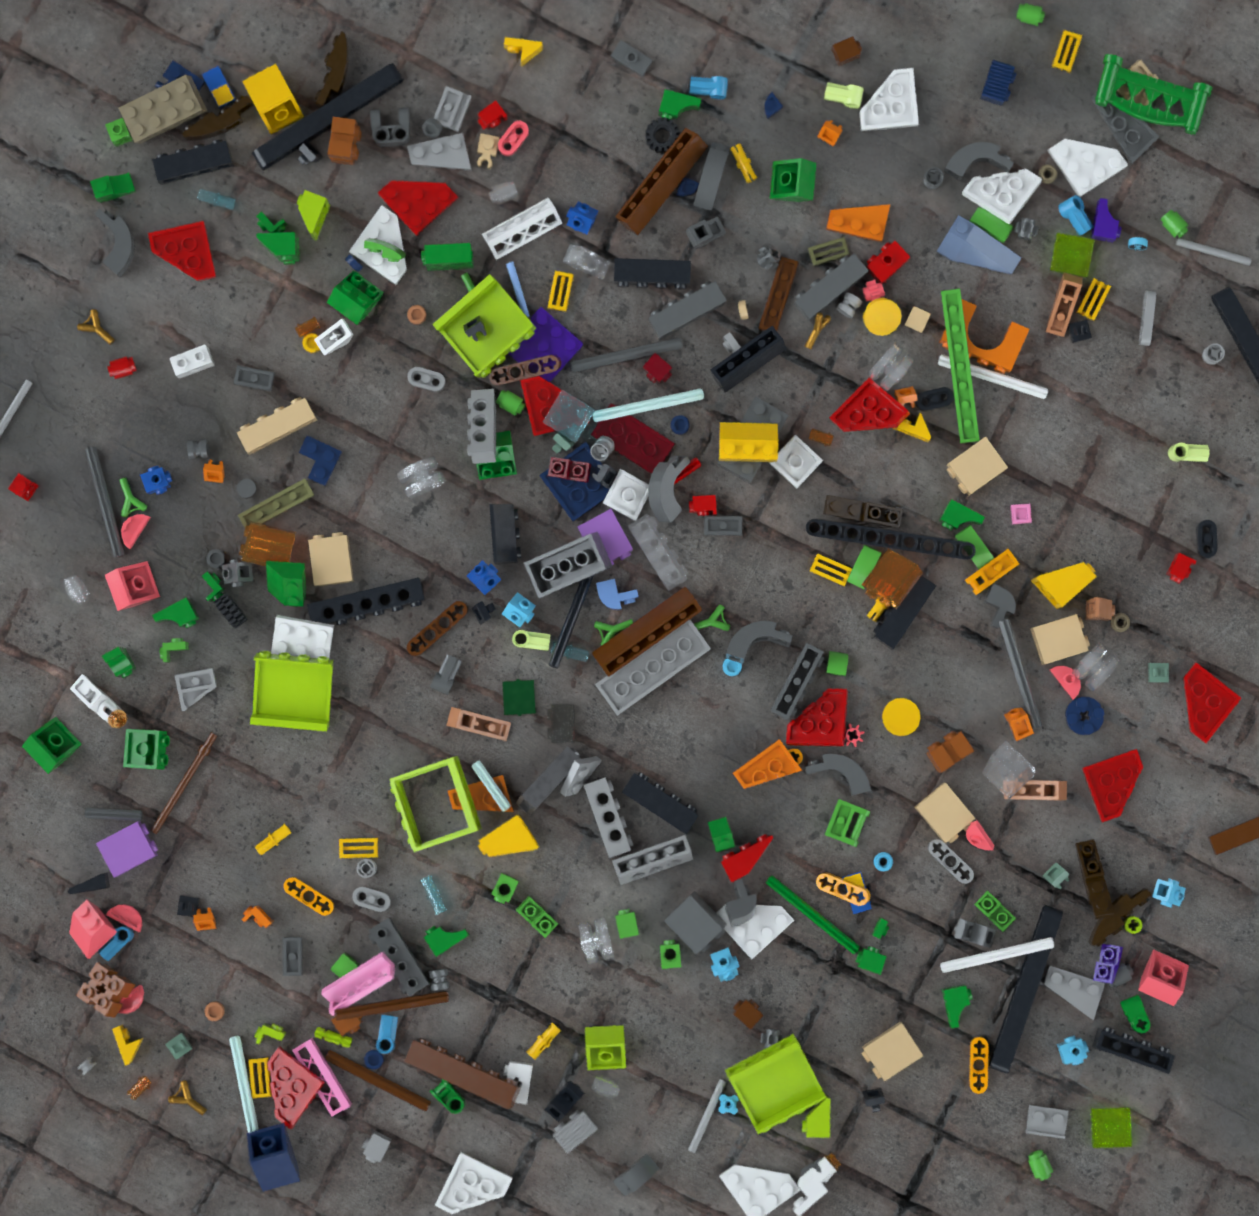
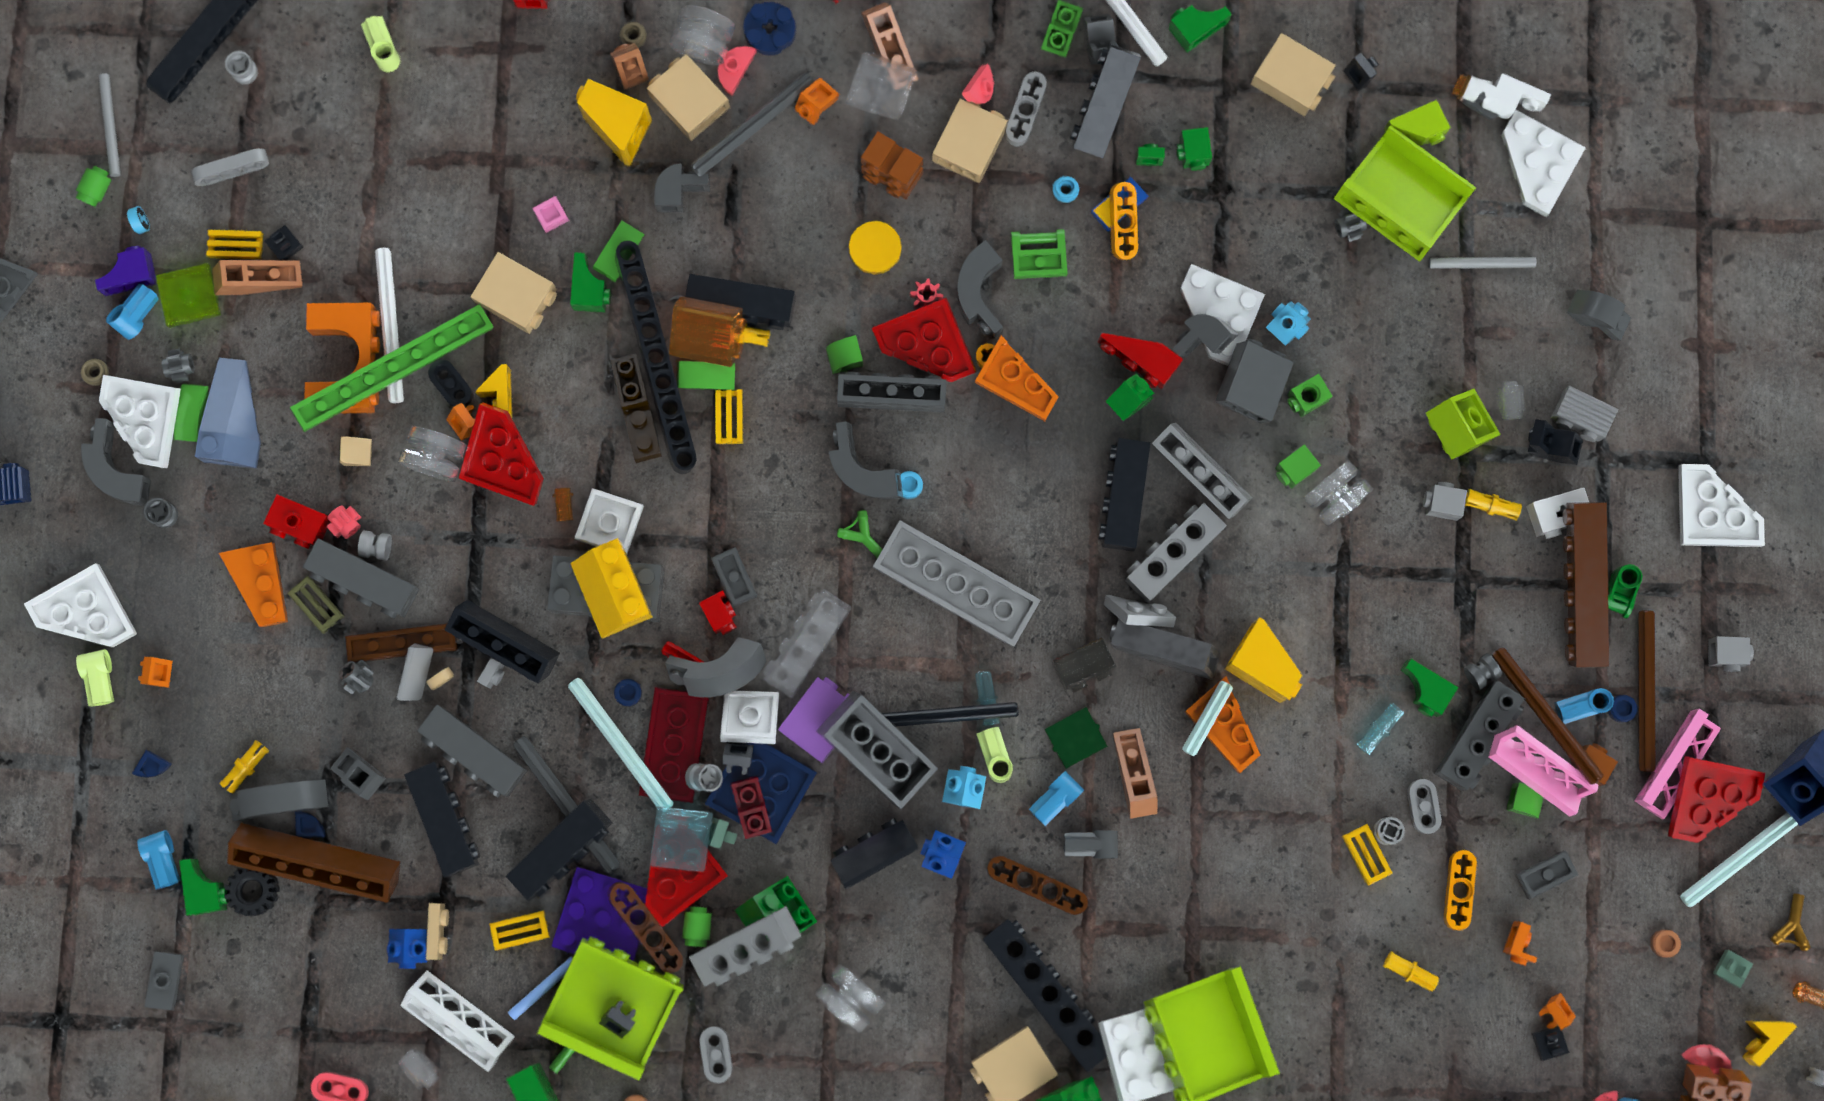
camera: 115 degrees left, 5 degrees down
(260, 1078) = (1699, 855): yellow tile -> none
(275, 1031) = (1654, 854): lime bracket -> none
(333, 1037) = (1622, 773): lime axle -> none
(464, 795) = (1235, 747): lime window -> none
(483, 612) = (988, 835): black tile -> none
(486, 668) = (1060, 794): none -> dark azure piece
(511, 882) = (1316, 645): bright green brick -> none
(536, 916) = (1342, 585): bright green slope -> none
(560, 1010) = (1445, 501): none -> light grey brick
(577, 236) = (436, 942): none -> tan plate
(586, 261) = (464, 914): clear arch -> none
(598, 337) = (559, 849): none -> black brick
(609, 595) = (892, 679): medium blue brick -> none
(612, 630) = (933, 658): bright green piece -> none
(647, 631) = (915, 610): reddish brown brick -> none
(657, 369) = (567, 753): dark red brick -> none
(724, 1100) = (1449, 246): medium azure plate -> none
(747, 1012) = (1333, 268): reddish brown brick -> none
(754, 295) = (415, 672): none -> light grey slope
(793, 180) = (239, 691): green slope -> none
(812, 914) = (1172, 246): green axle -> none
(820, 323) = (412, 571): pearl gold piece -> none
(846, 51) = (36, 699): reddish brown brick -> none
(882, 316) = (371, 496): yellow tile -> none
(928, 913) = (1105, 101): none -> brick
(992, 571) = (639, 216): light orange plate -> none
(1086, 163) = (60, 330): white plate -> none

